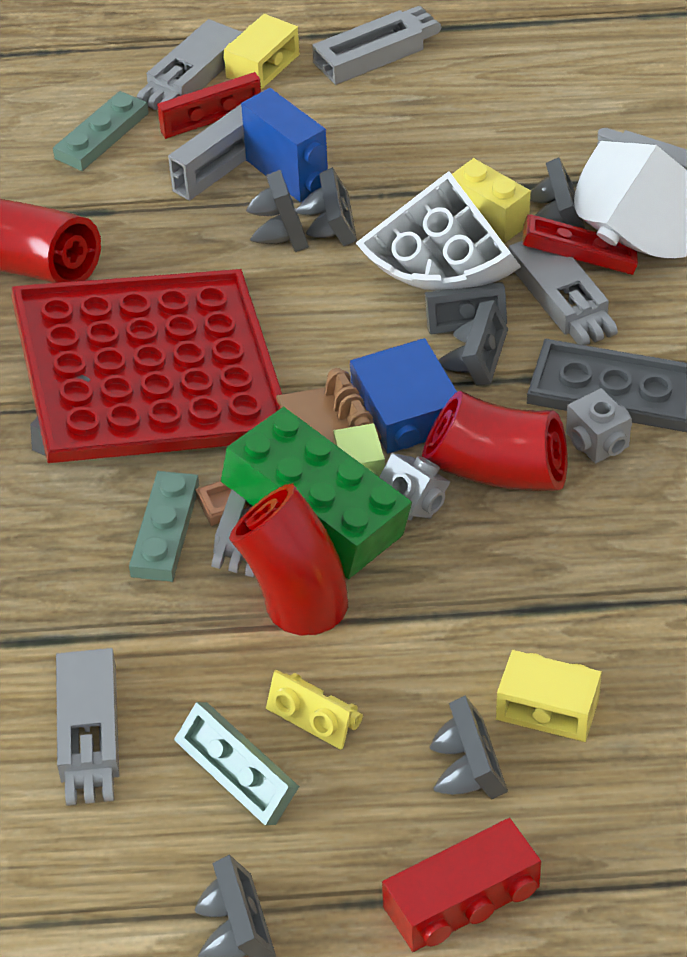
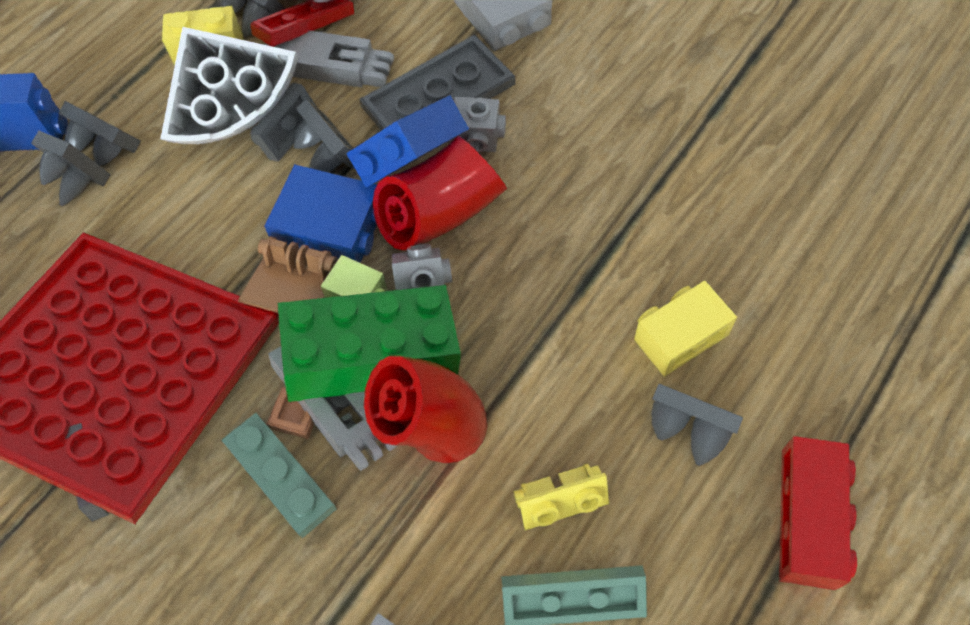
camera: 50 degrees left, 15 degrees up
(515, 381) = (407, 140): none -> blue brick

